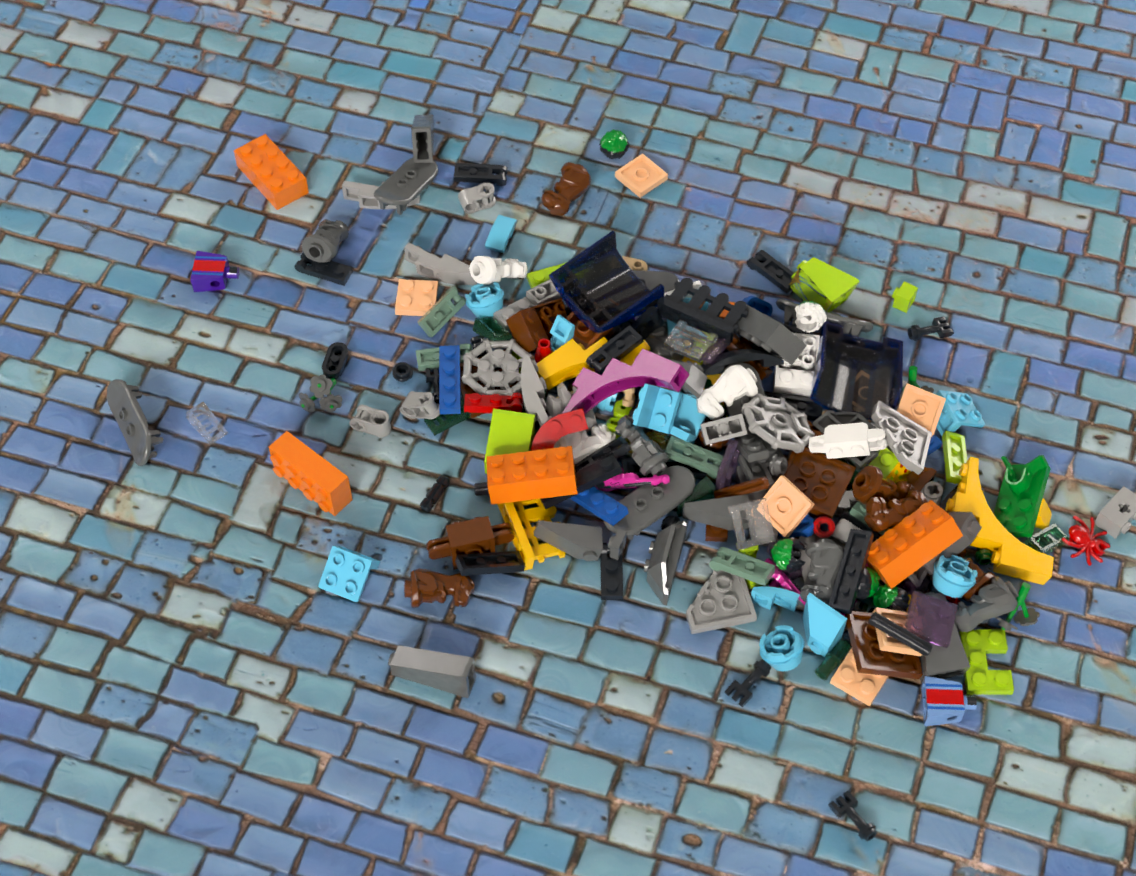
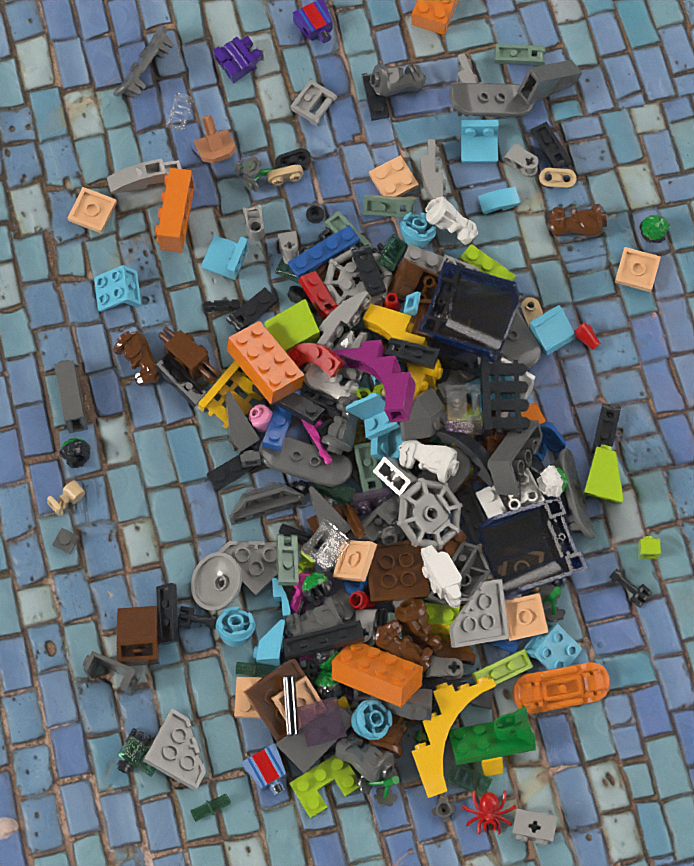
camera: 60 degrees right, 15 degrees up
(193, 348) = (236, 58): none -> dark purple hips
(246, 549) = (92, 210): none -> light nougat plate
(248, 485) = (140, 175): none -> light grey slope
(267, 409) = (215, 145): none -> nougat piece
(284, 317) = (309, 98): none -> light grey plate
(343, 376) = (285, 174): none -> tan plate
(375, 150) = (520, 54): none -> sand green plate
(389, 462) = (225, 256): none -> medium azure bracket
(432, 217) = (479, 141): none -> medium azure bracket
(459, 471) = (252, 310): none -> black plate
(475, 425) = (298, 294): none -> black plate
(498, 351) = (368, 271): none -> black plate
(498, 698) = (75, 452): none -> black piece
(512, 184) = (557, 177): none -> tan plate
(538, 729) = (71, 493): none -> tan leg
(579, 514) = (260, 417): none -> bright pink head
(584, 761) = (65, 541): none -> dark grey plate
(654, 256) = (552, 330): none -> medium azure slope
(676, 239) = (587, 336): none -> red cone
(704, 559) = (302, 536): none -> black axle
(708, 637) = (209, 580): none -> light grey dish
(727, 705) = (167, 614): none -> black plate
(735, 744) = (137, 636): none -> reddish brown slope
(776, 769) = (130, 677): none -> dark grey panel
(860, 811) = (125, 754): none -> clear green slope
(879, 773) = (177, 751): none -> light grey plate
(955, 775) = (210, 807): none -> clear green axle
(996, 425) = (561, 687): none -> orange piece
(1065, 571) = (437, 811): none -> dark grey plate

